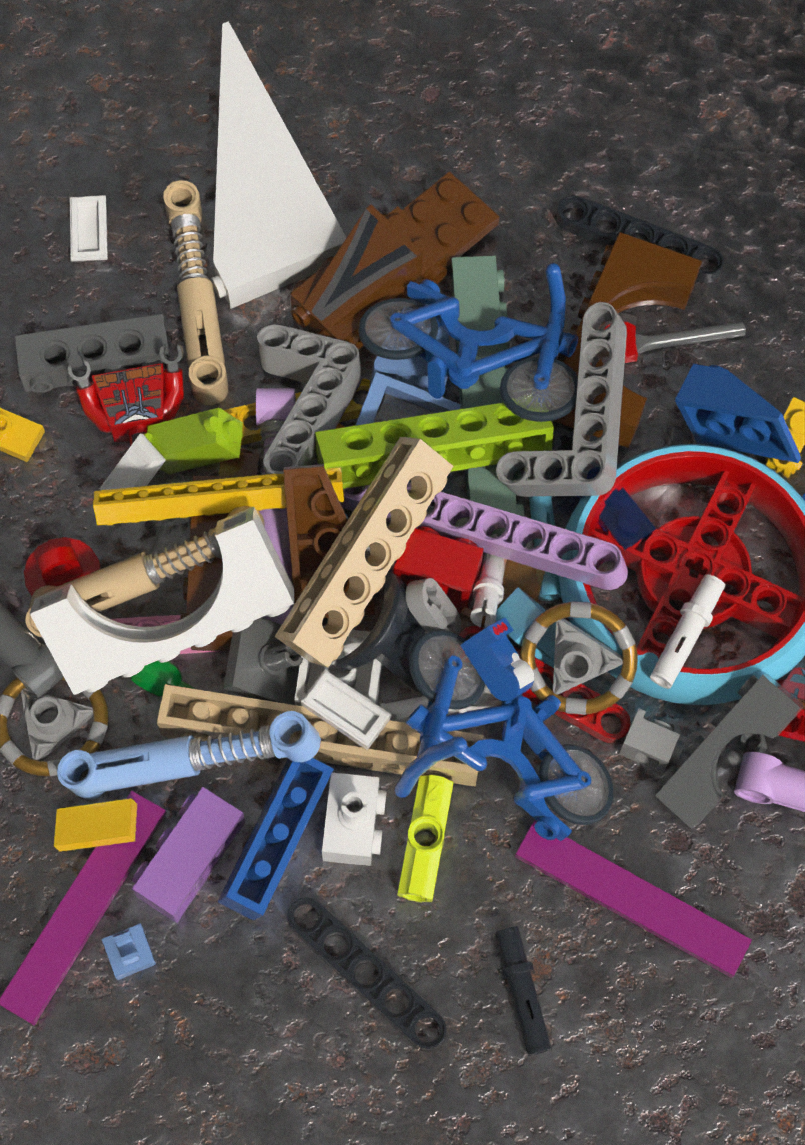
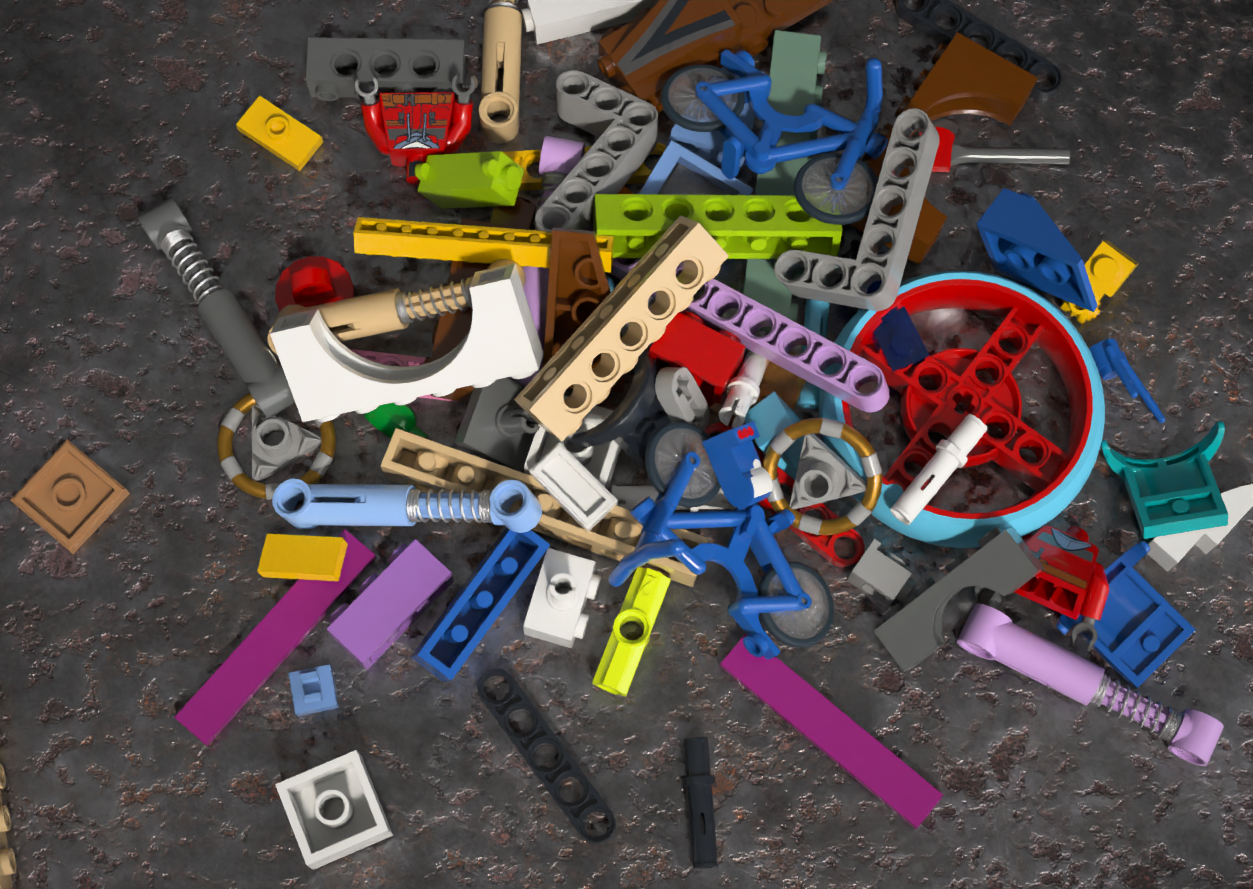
camera: 10 degrees right, 5 degrees up
(136, 466) = (406, 197): white tile -> none
(170, 1063) = (334, 810): none -> white brick

